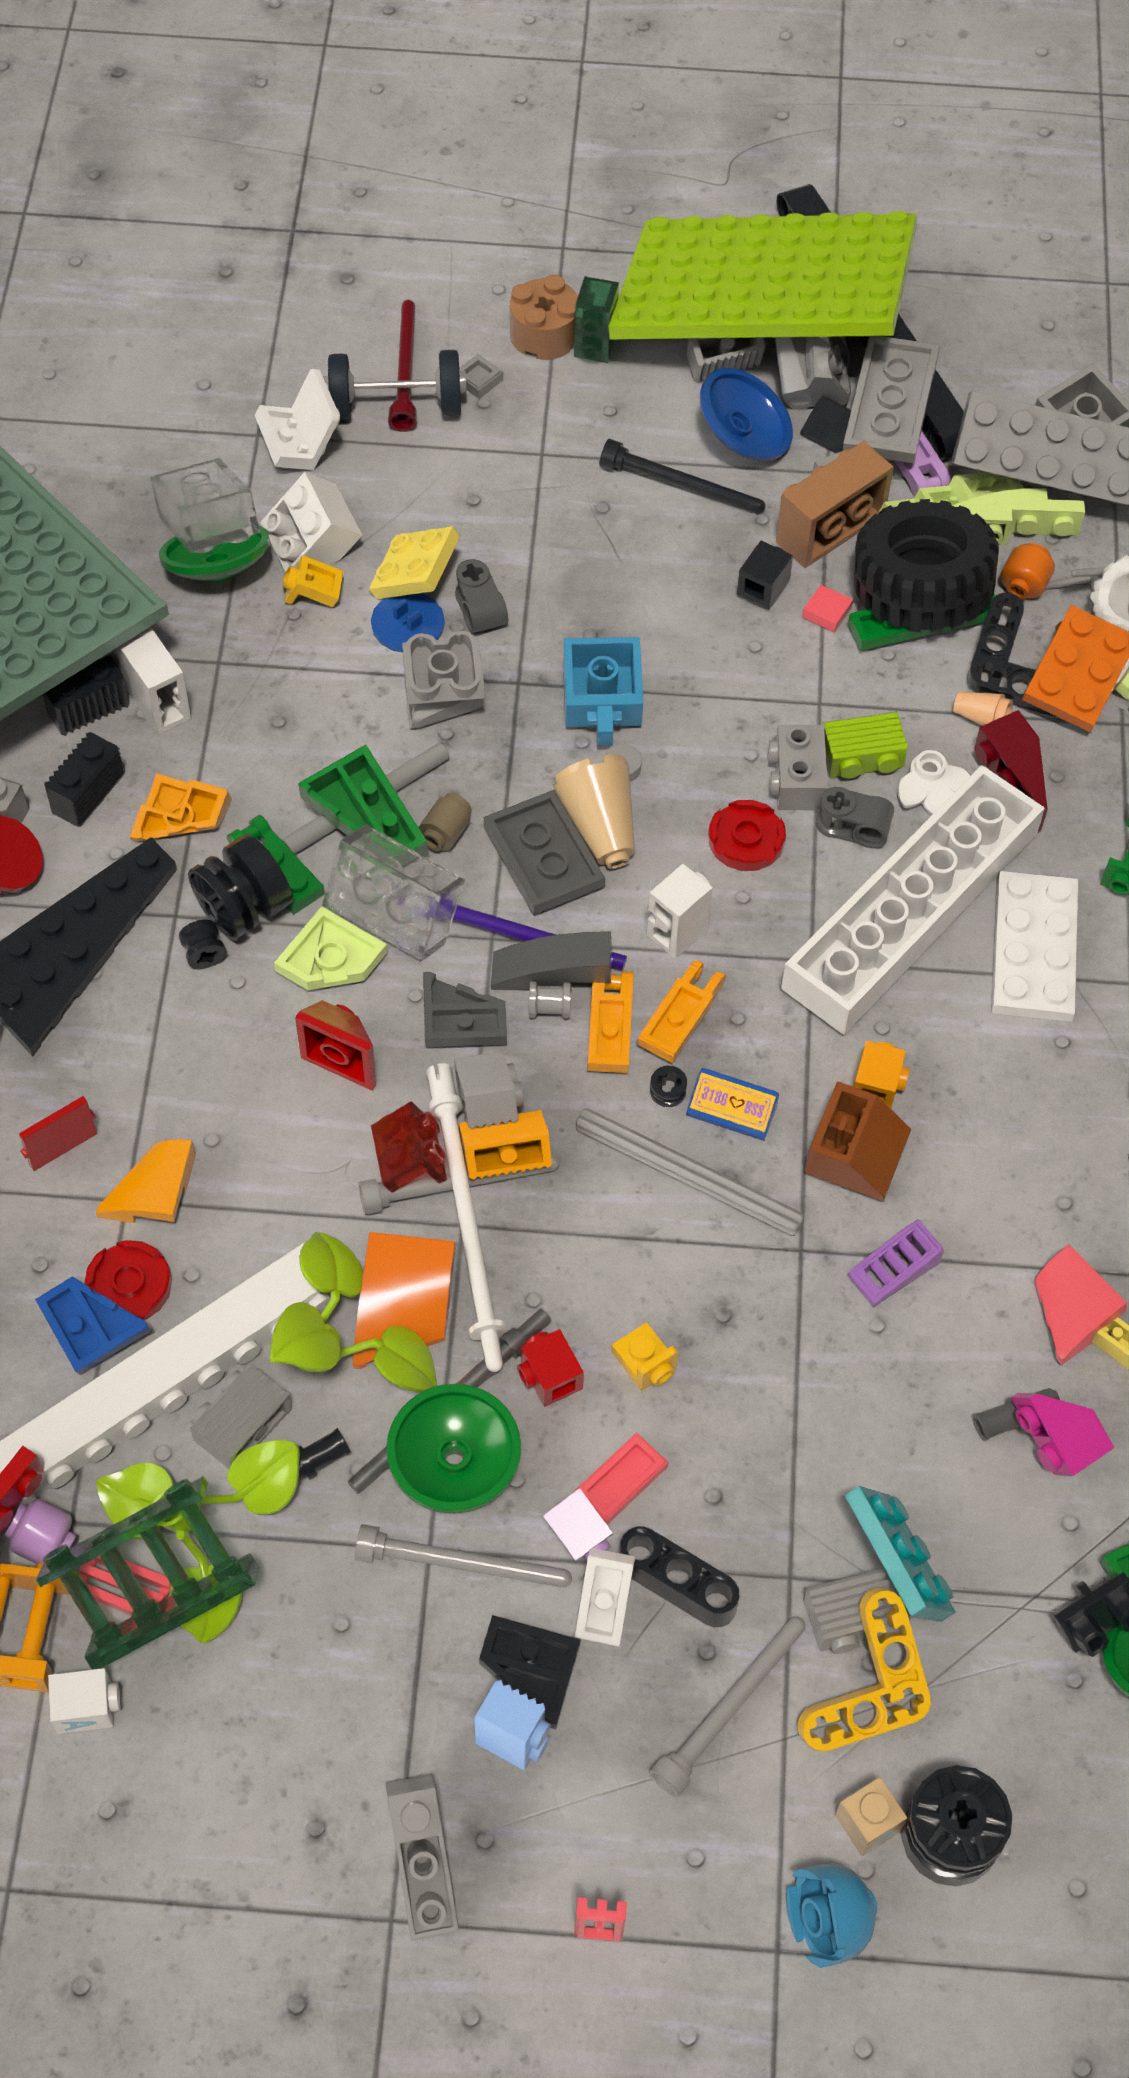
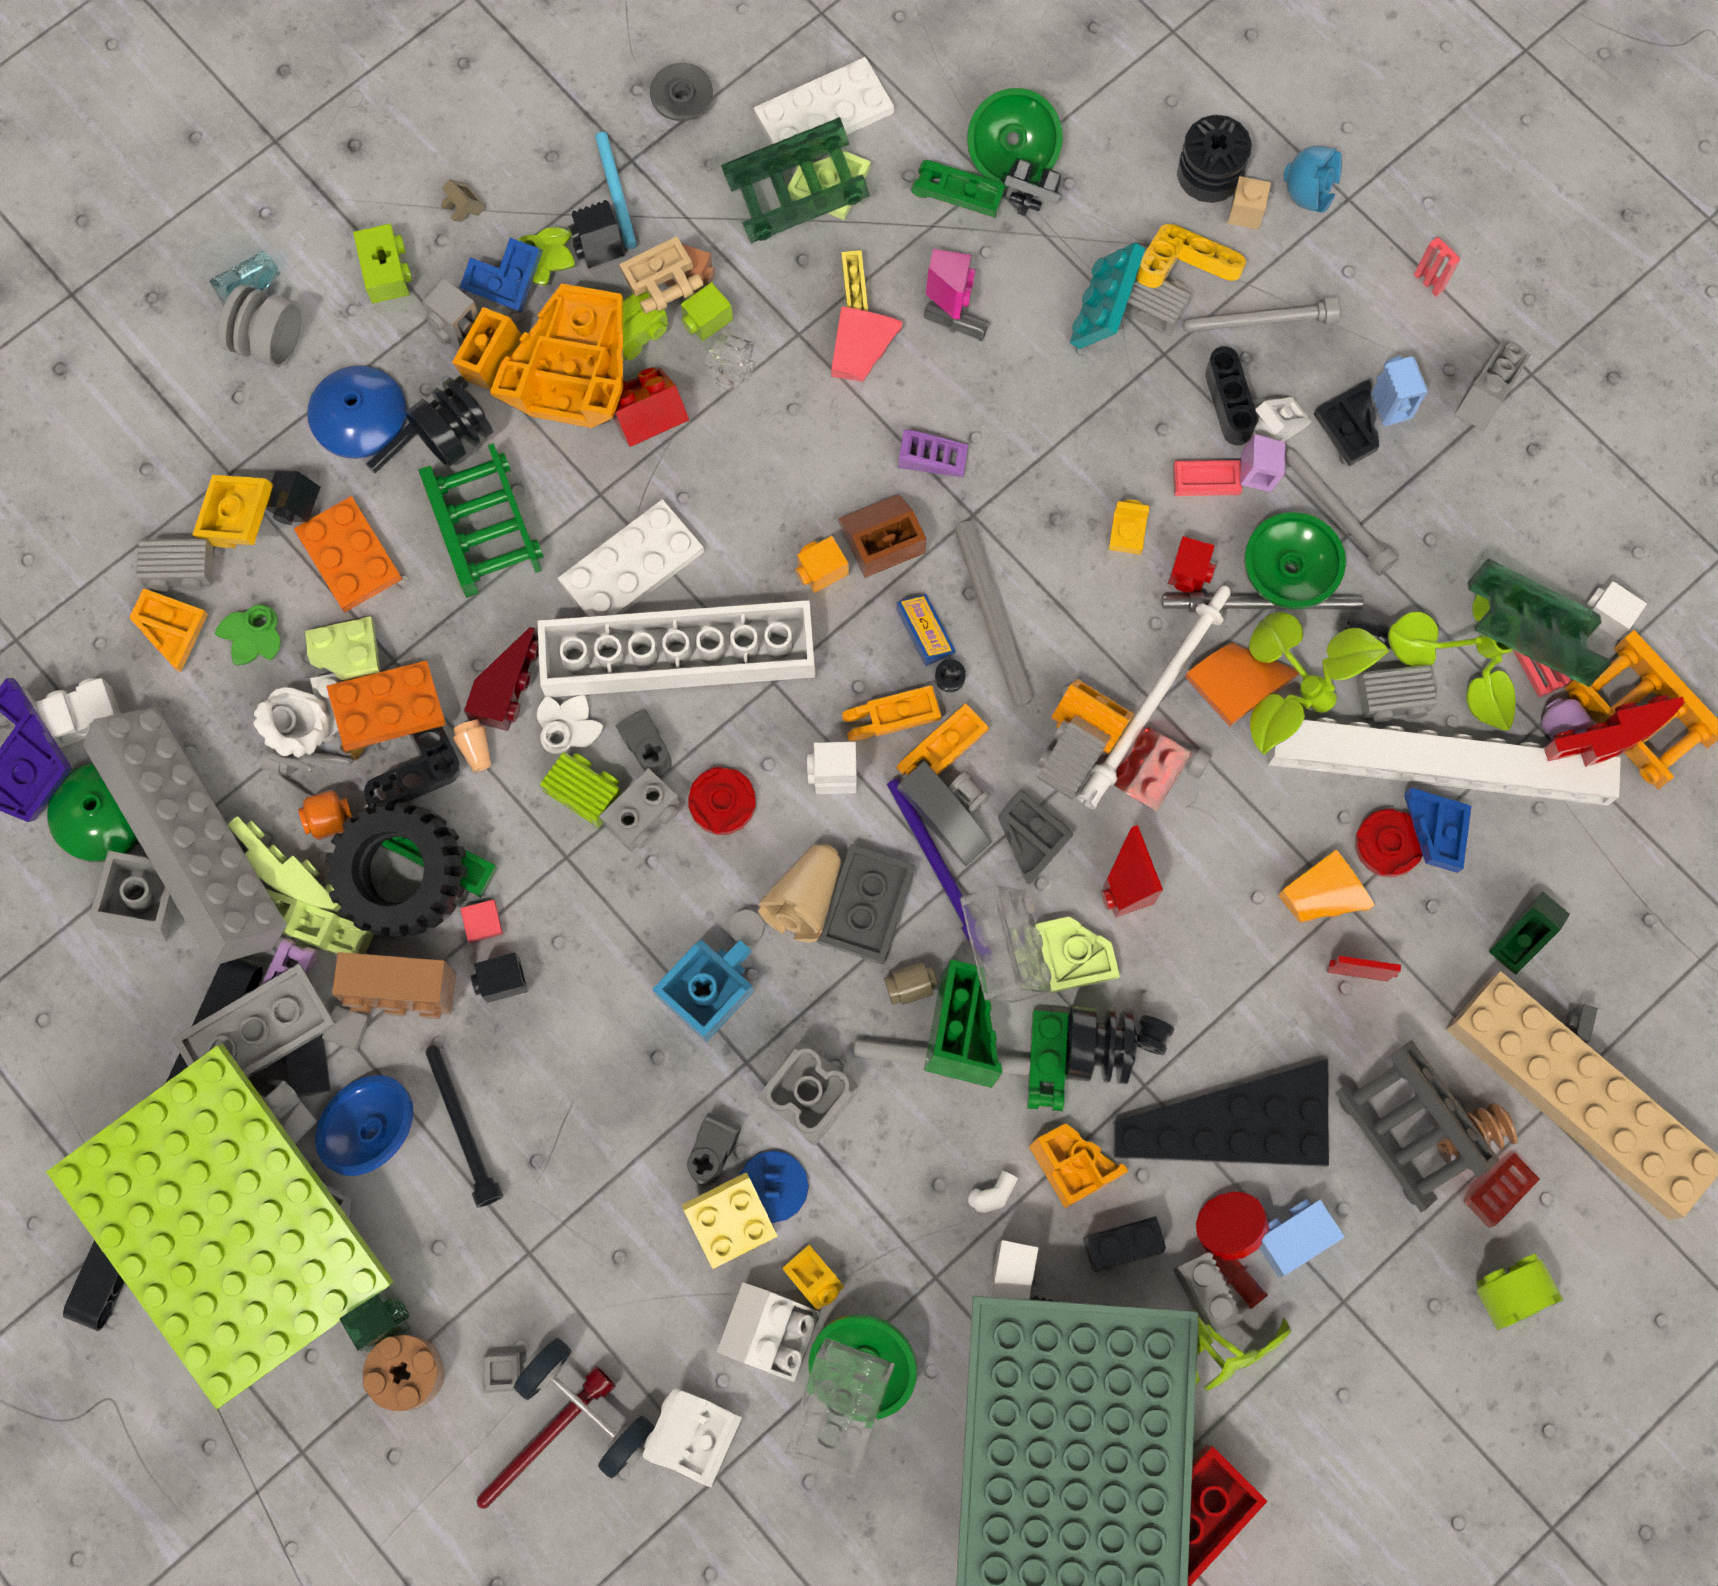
camera: 135 degrees left, 15 degrees up
(227, 730) = (993, 1198): none -> white arm

